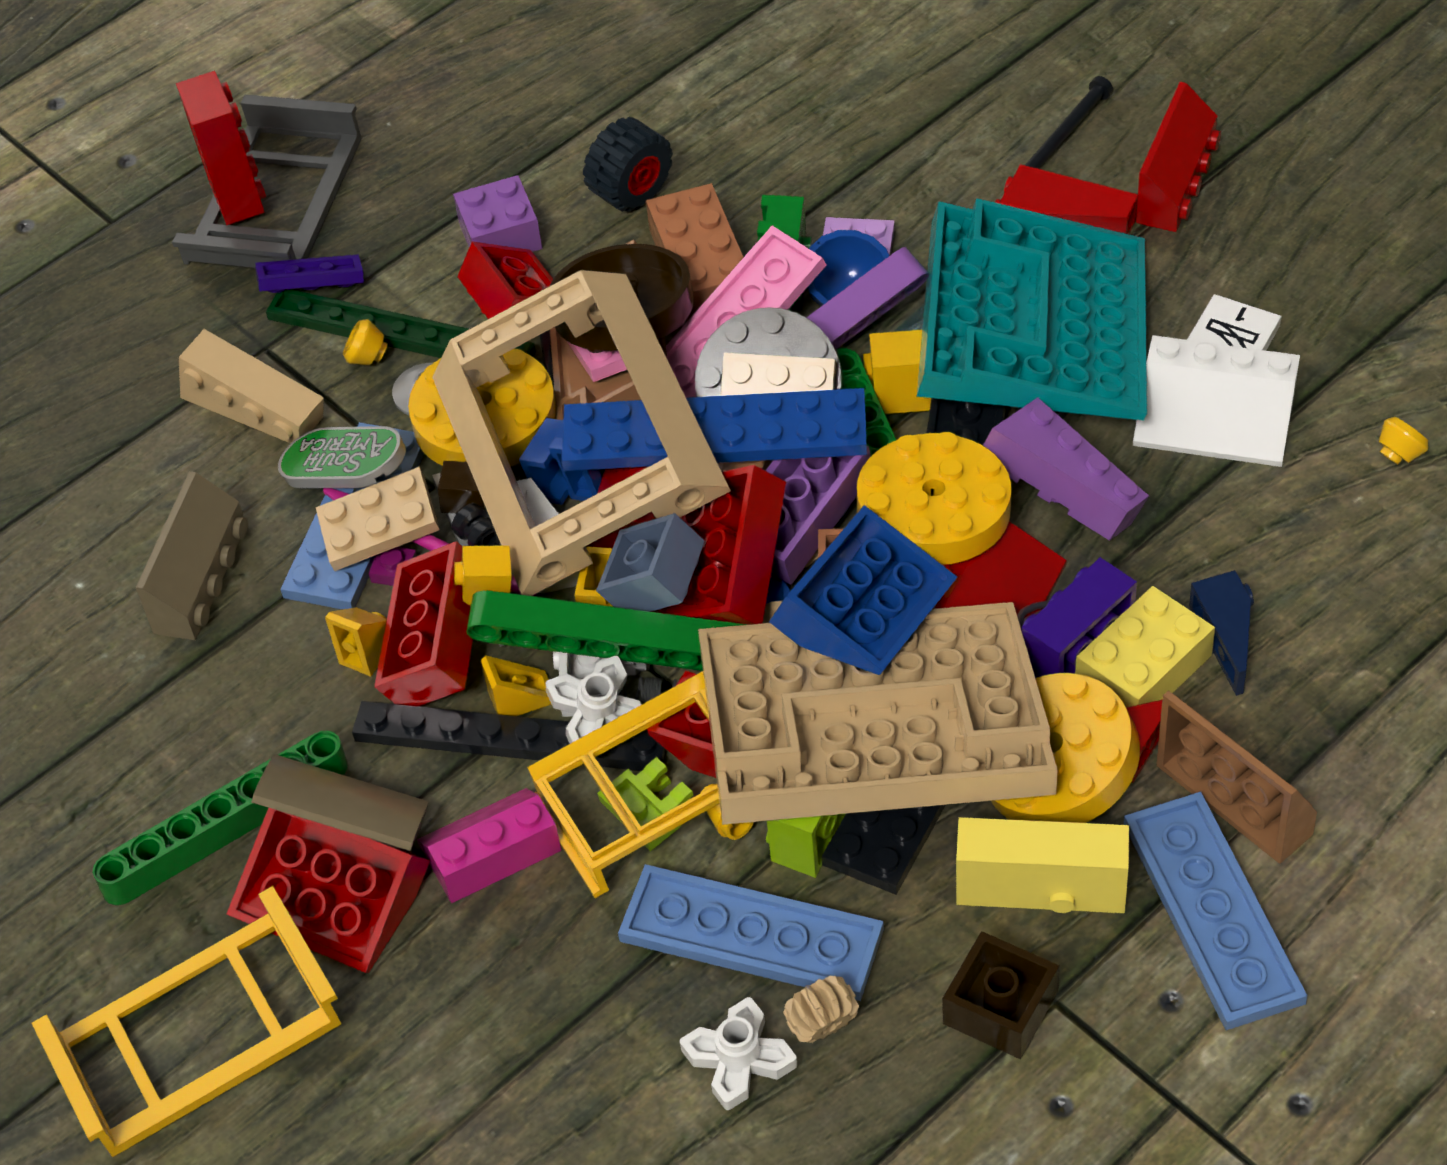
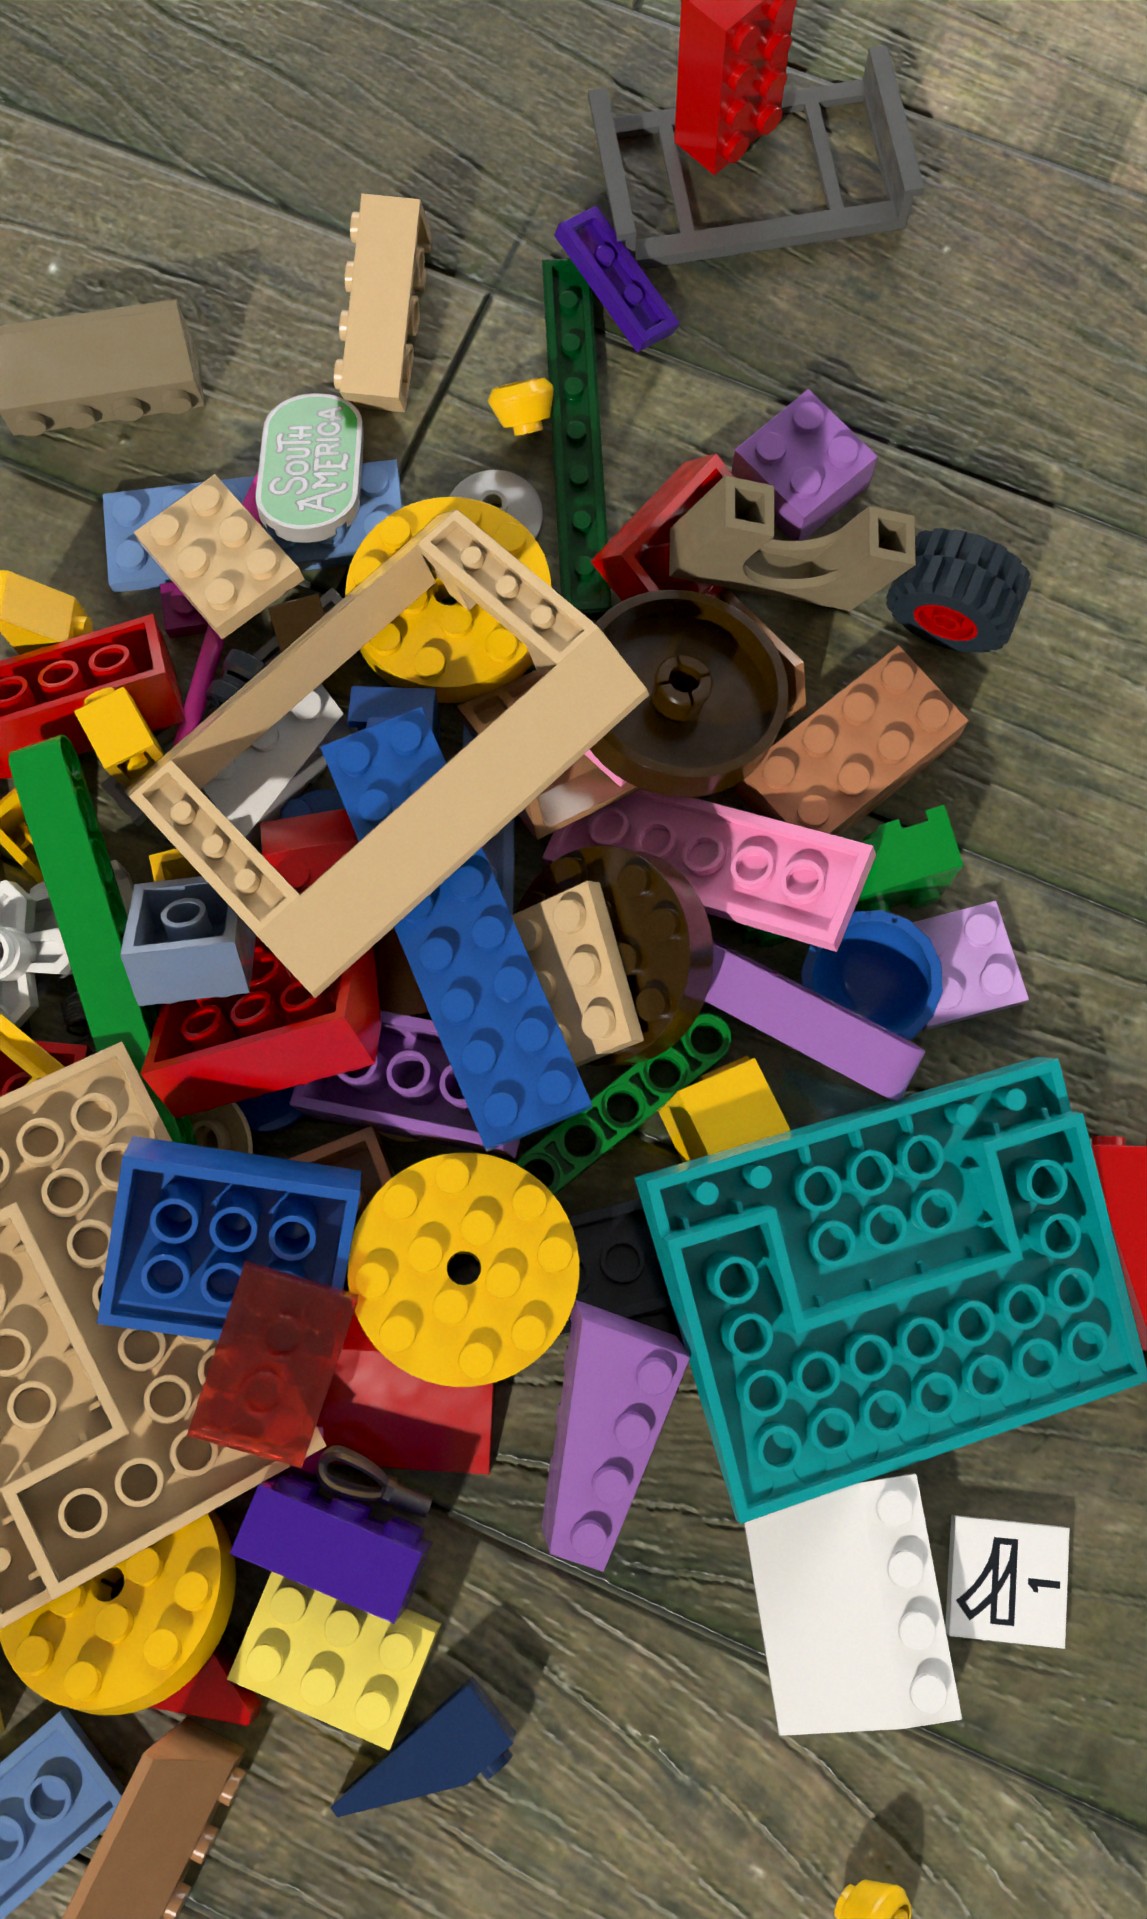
camera: 65 degrees right, 25 degrees up
(554, 227) = (731, 546): none -> dark tan arch
(950, 588) = (272, 1364): none -> clear red plate

